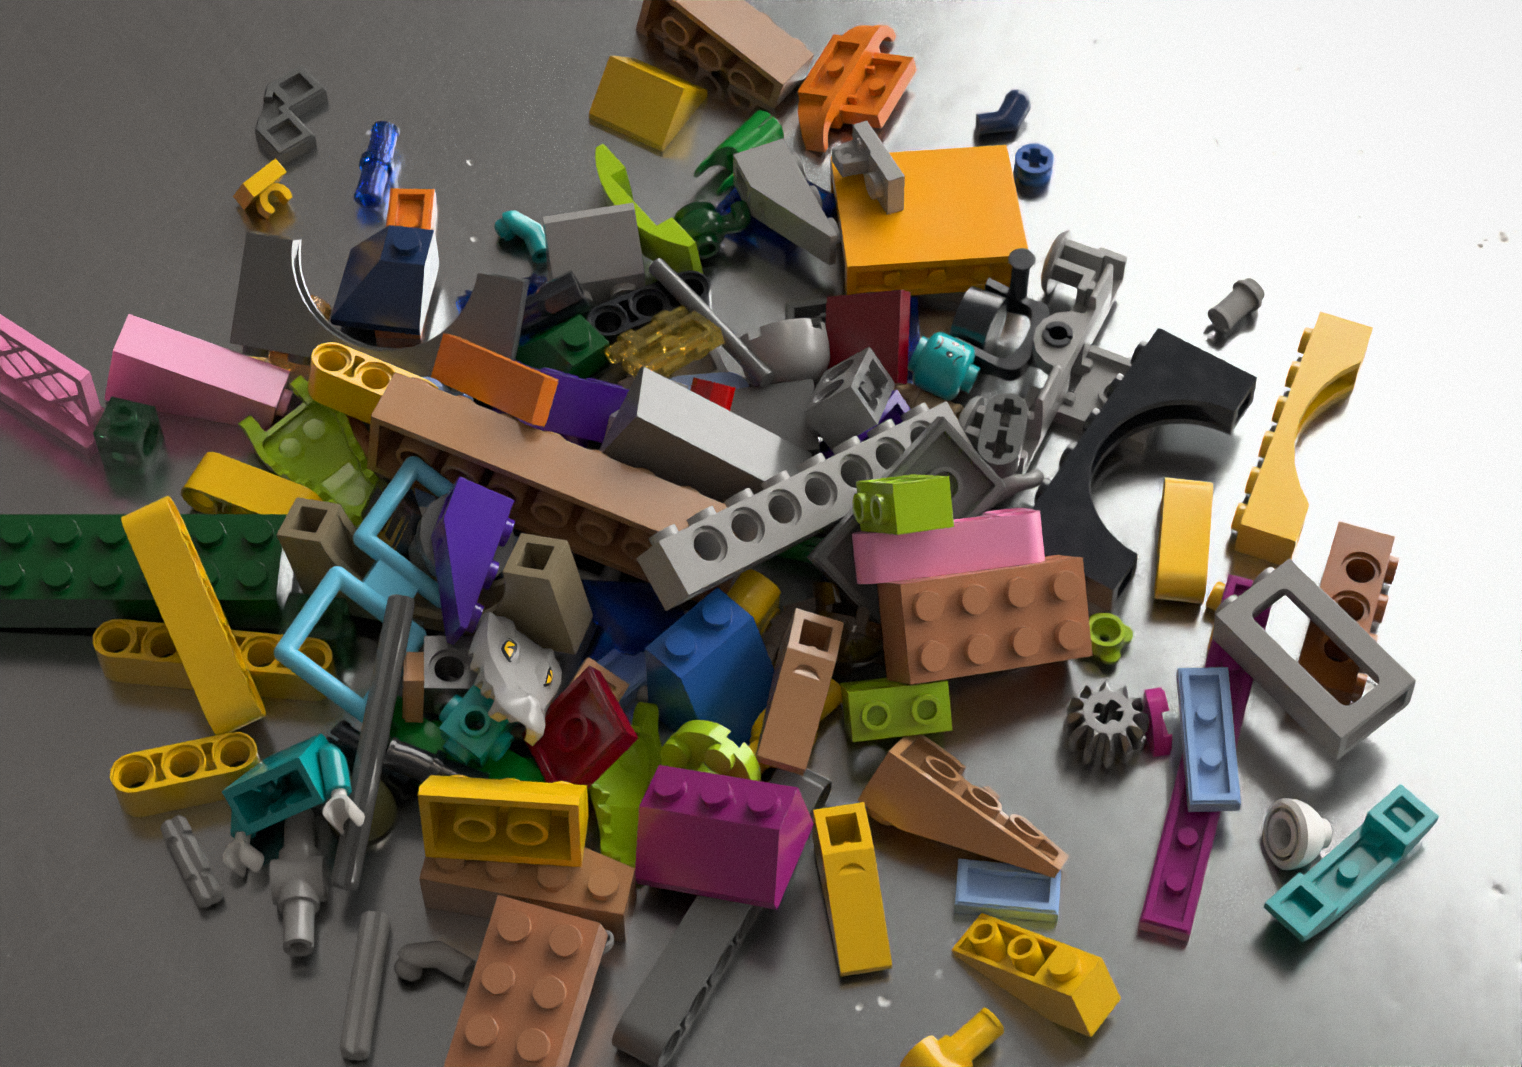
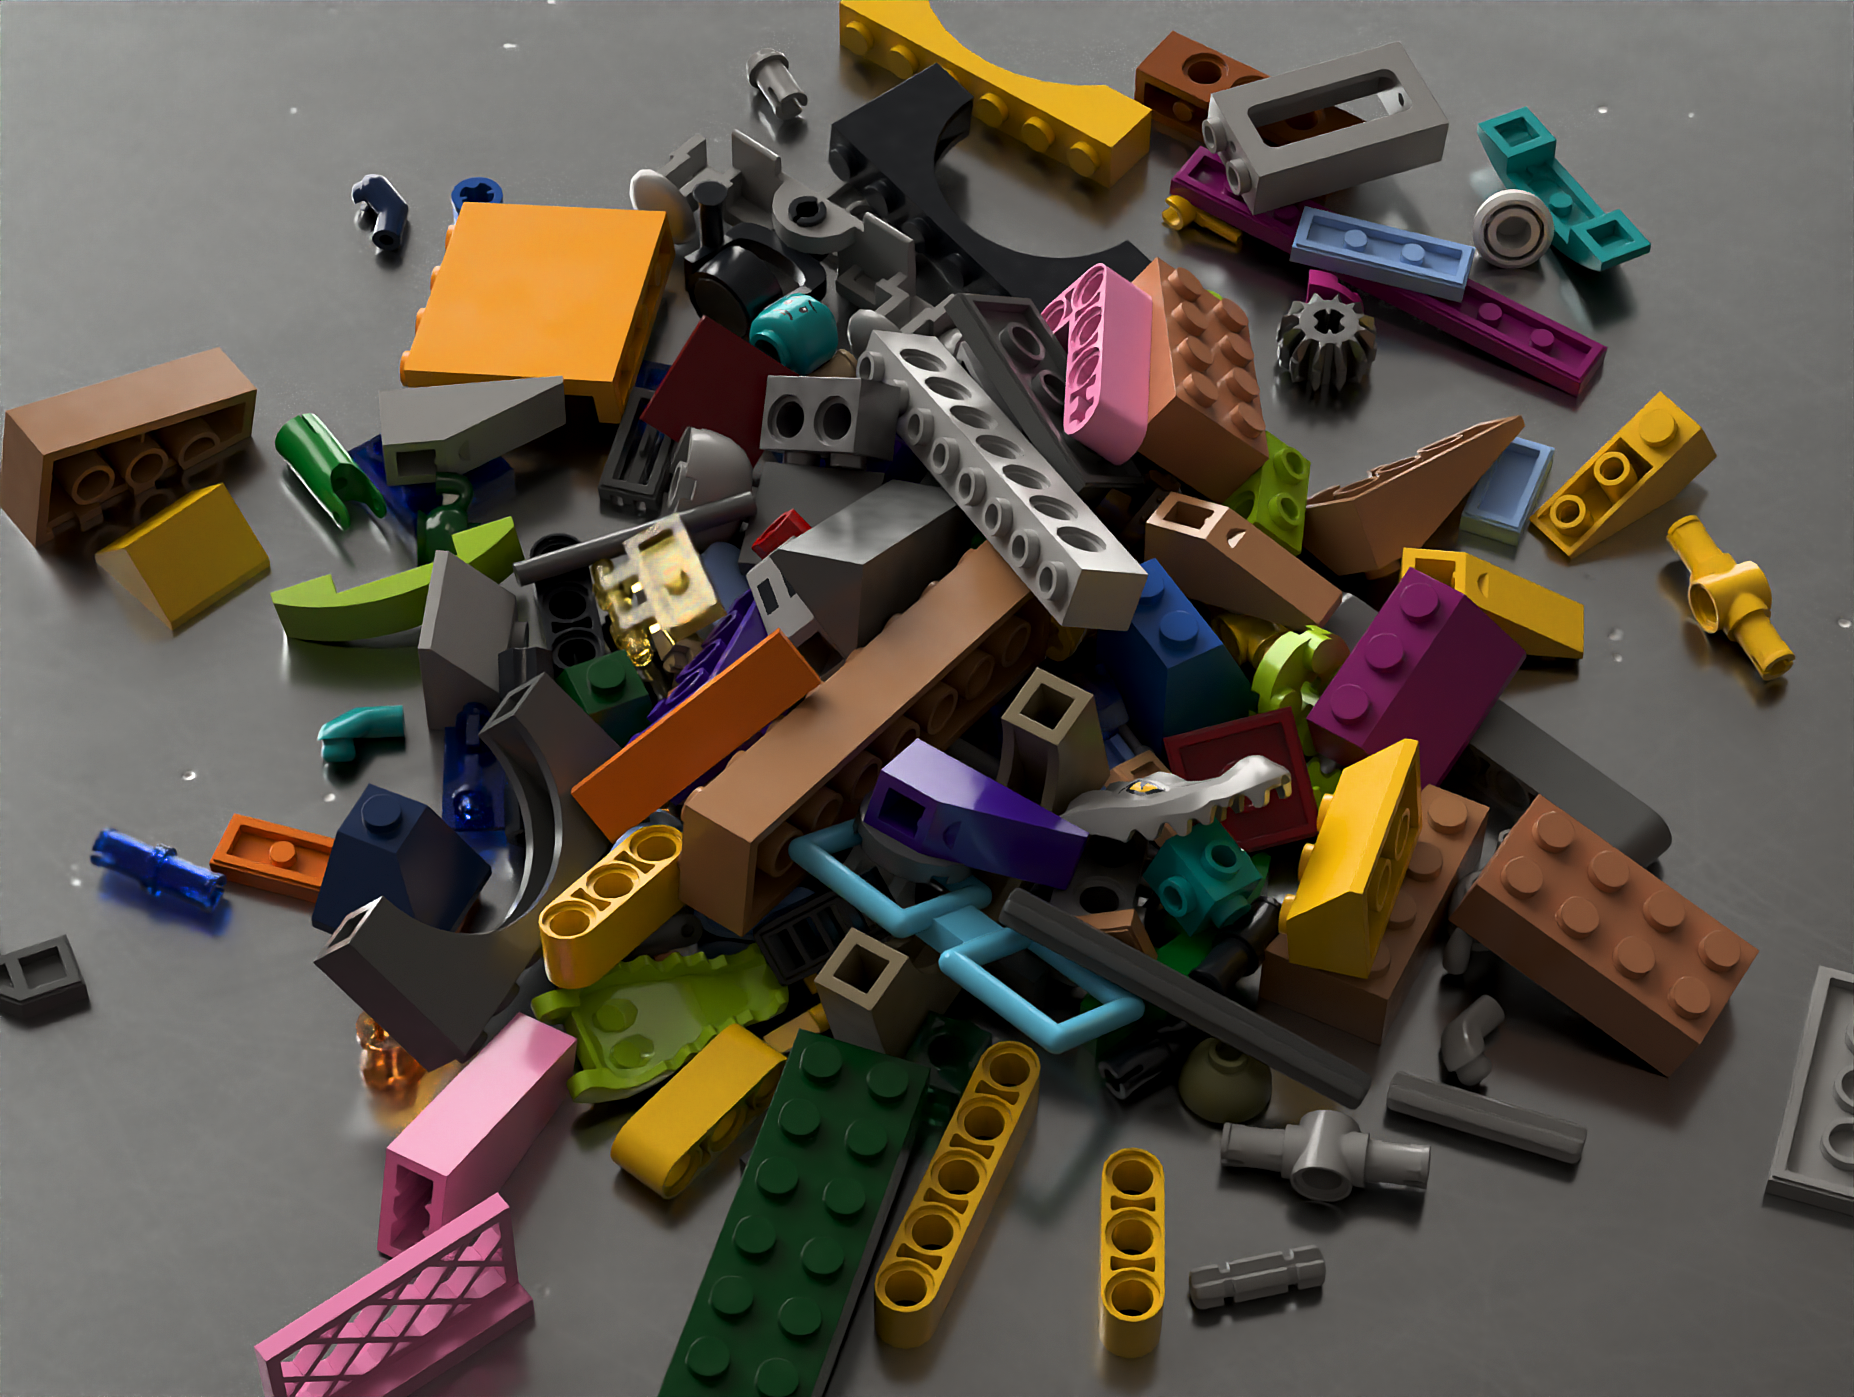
camera: 75 degrees left, 5 degrees down
(128, 436) = (549, 1233): clear green brick -> none
(193, 616) = (936, 1153): yellow beam -> none
(262, 185) = (141, 1009): yellow tile -> none
(284, 787) = (1209, 1113): teal torso -> none
(852, 84) = (272, 333): orange plate -> none
(869, 157) = (469, 311): light grey hinge -> none
(903, 504) = (1078, 353): lime brick -> none
(1012, 436) = (918, 297): dark grey beam -> none
(1183, 540) = (1095, 210): yellow beam -> none

